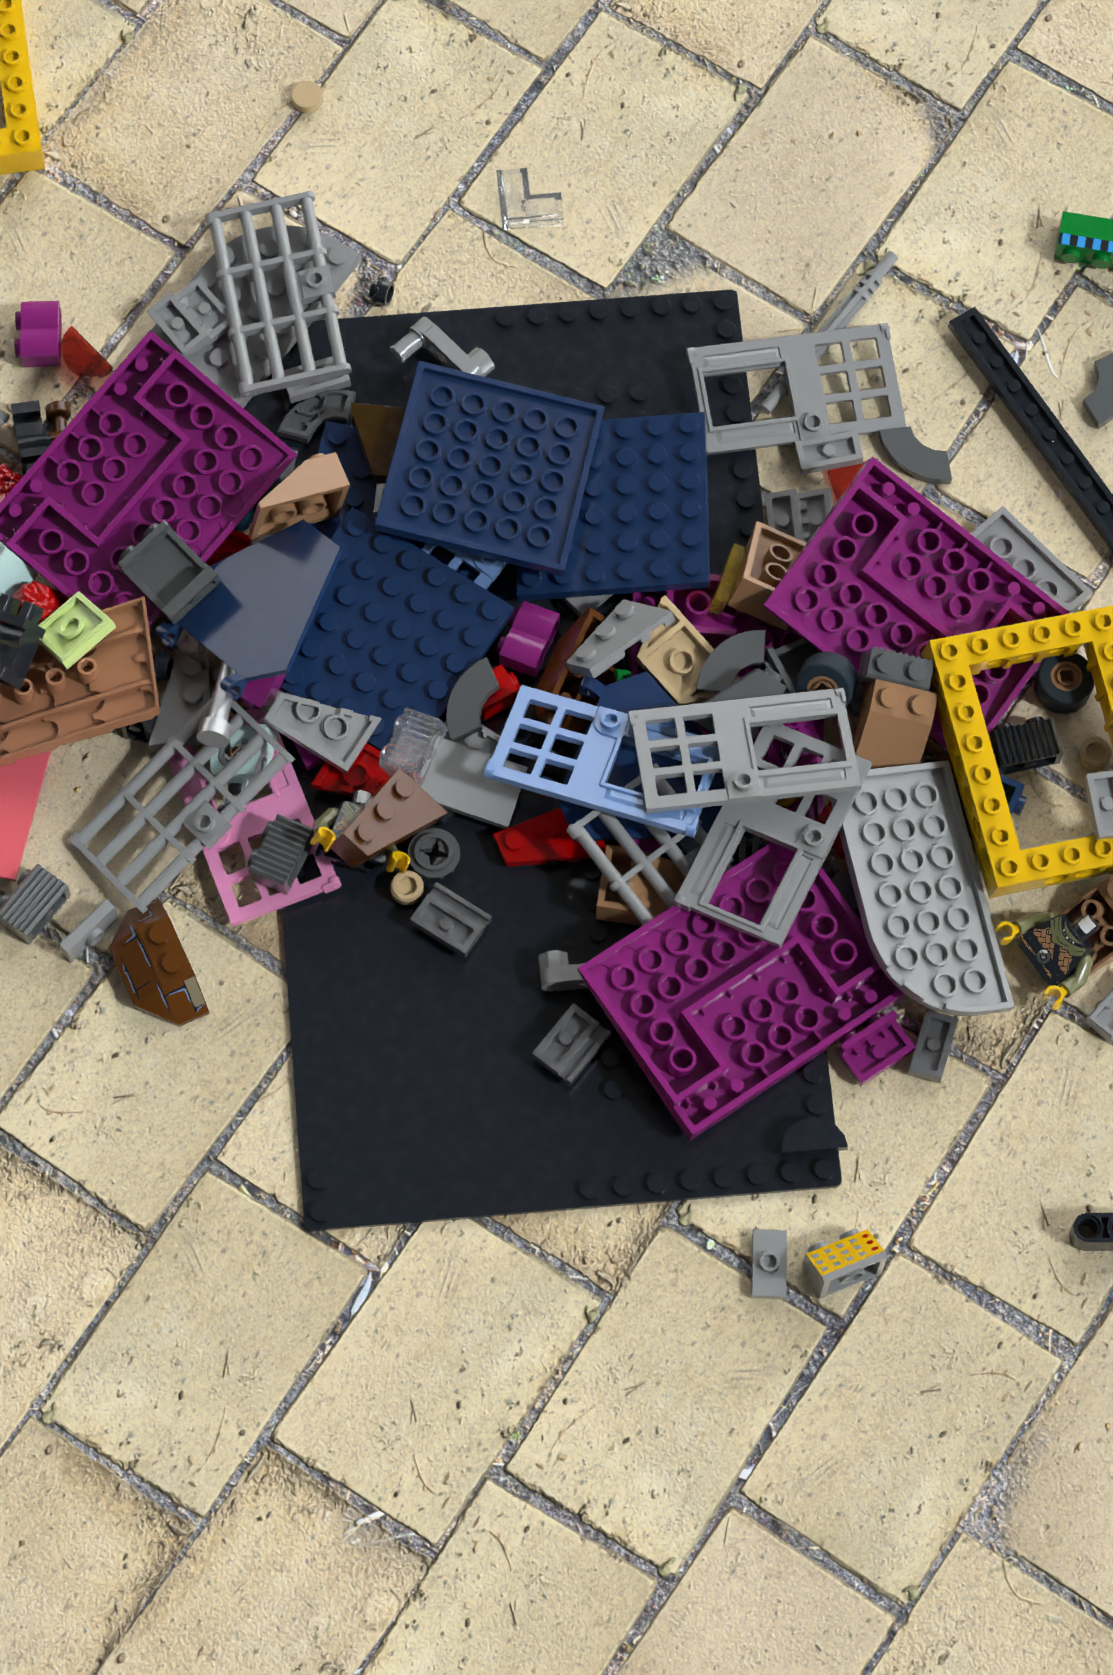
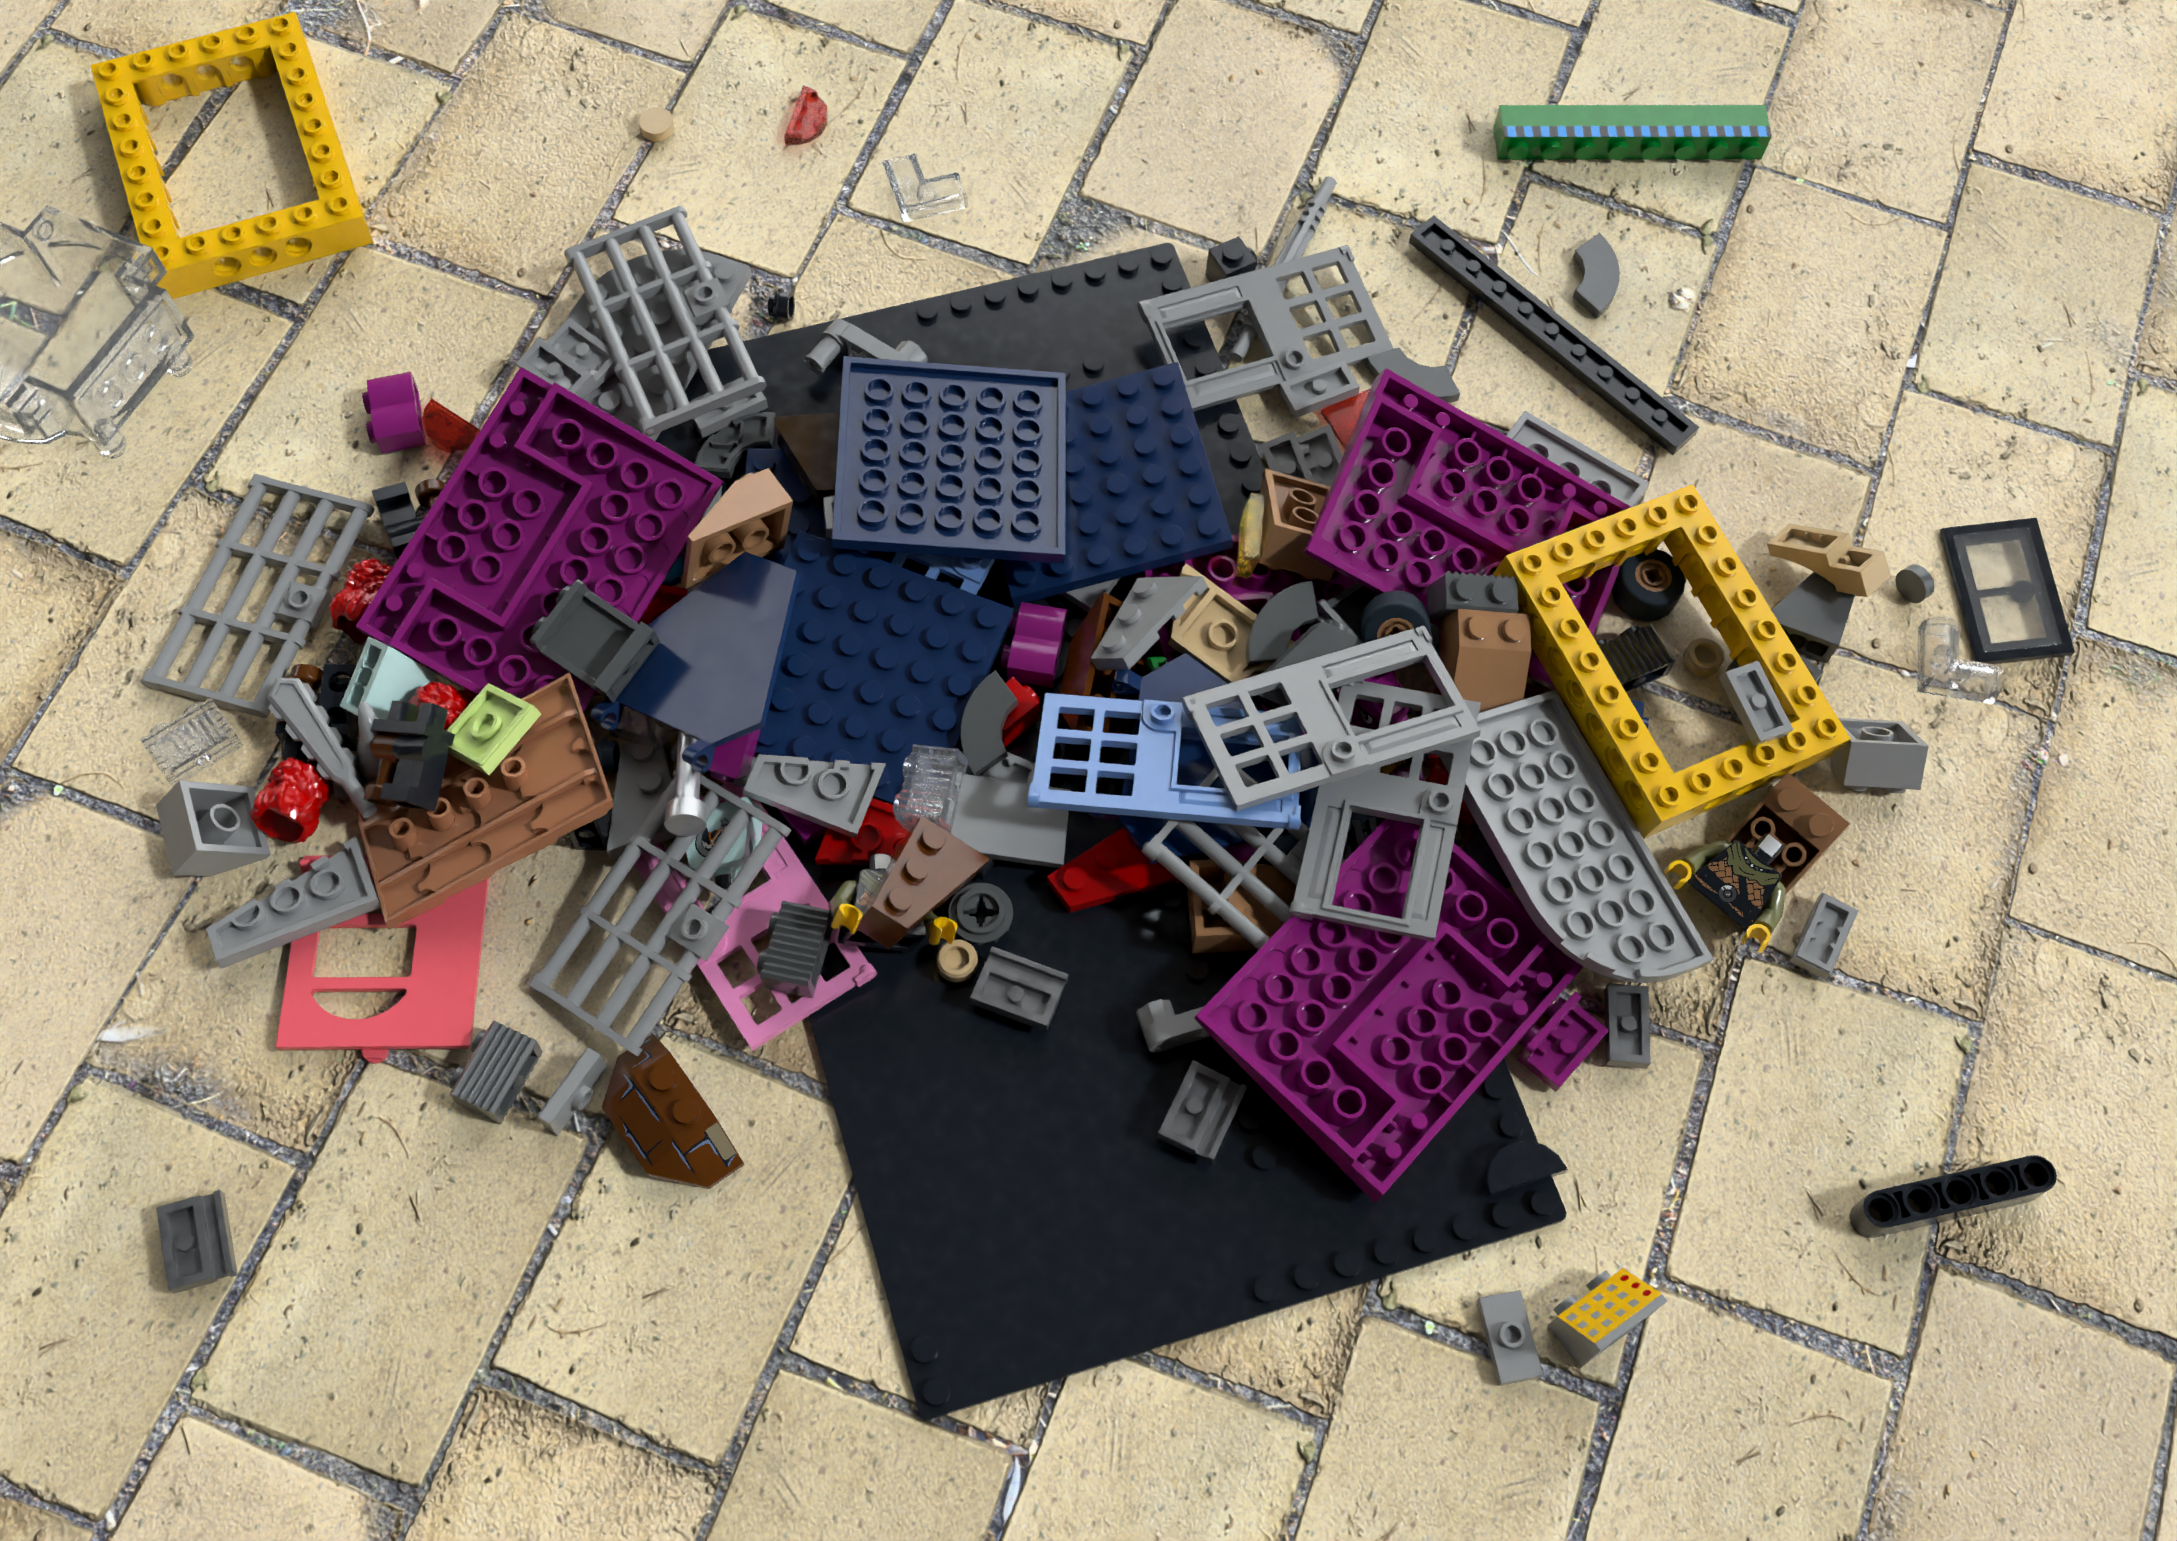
camera: 15 degrees left, 5 degrees down
(441, 113) = (808, 118): none -> clear red tile
(780, 320) = (1229, 260): none -> black brick

